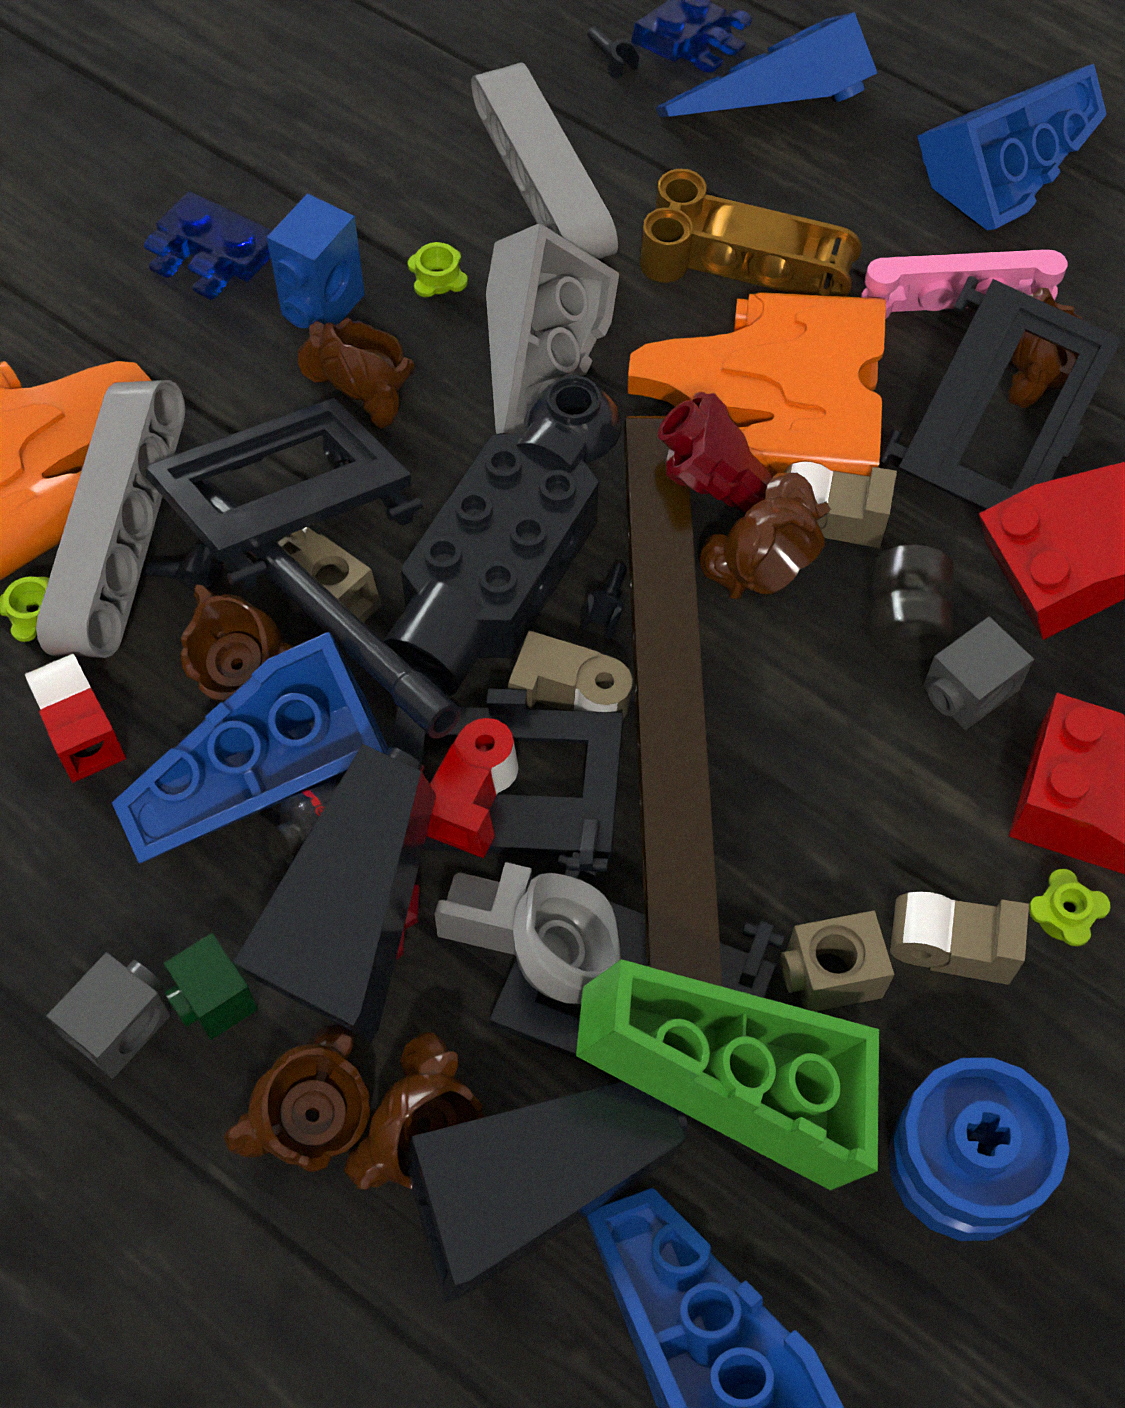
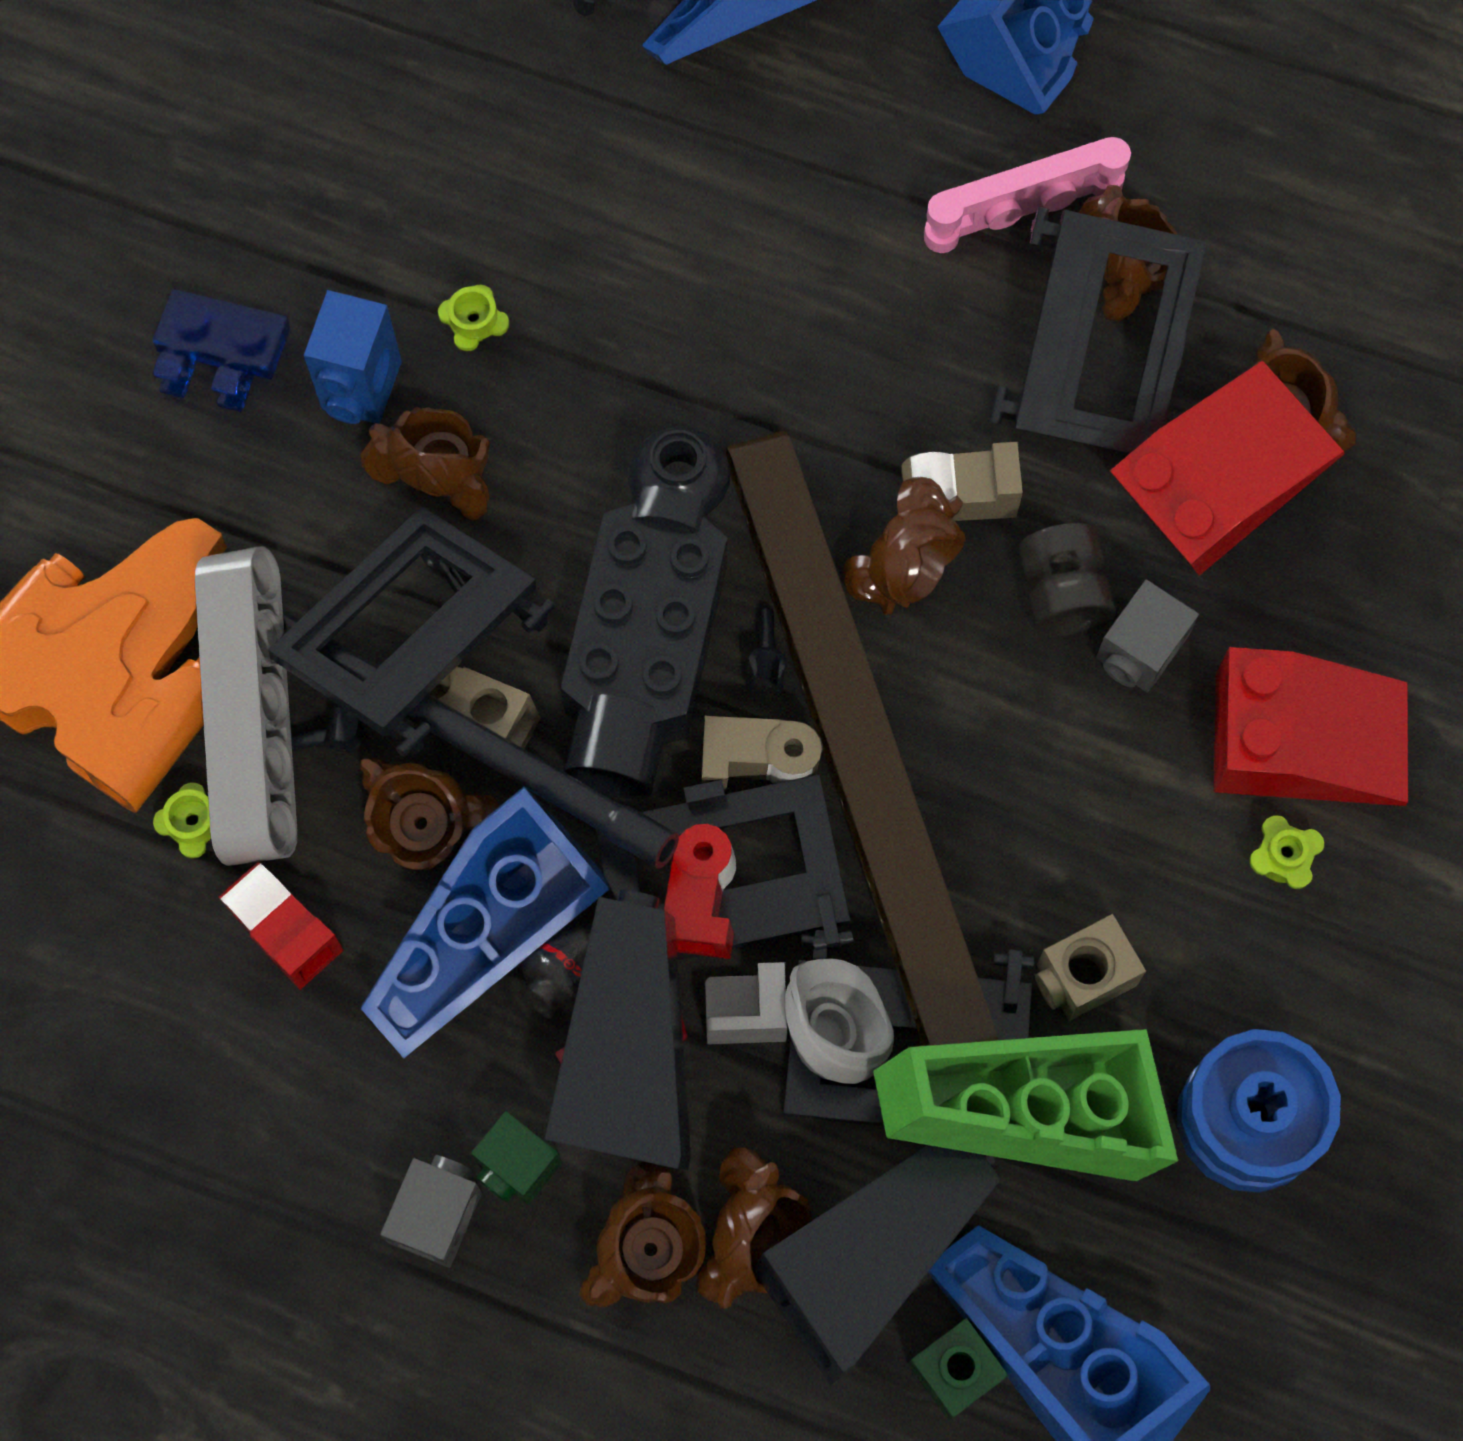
camera: 15 degrees left, 10 degrees up
(542, 159) = (546, 156): light grey beam -> none
(543, 317) = (605, 349): light grey wedge -> none
(582, 1356) = (948, 1393): none -> dark green plate
(712, 453) = (830, 473): dark red rock -> none
(742, 241) = (785, 200): pearl gold piece -> none
(790, 374) = (872, 355): orange rock -> none
(960, 936) = (1194, 910): dark tan leg -> none

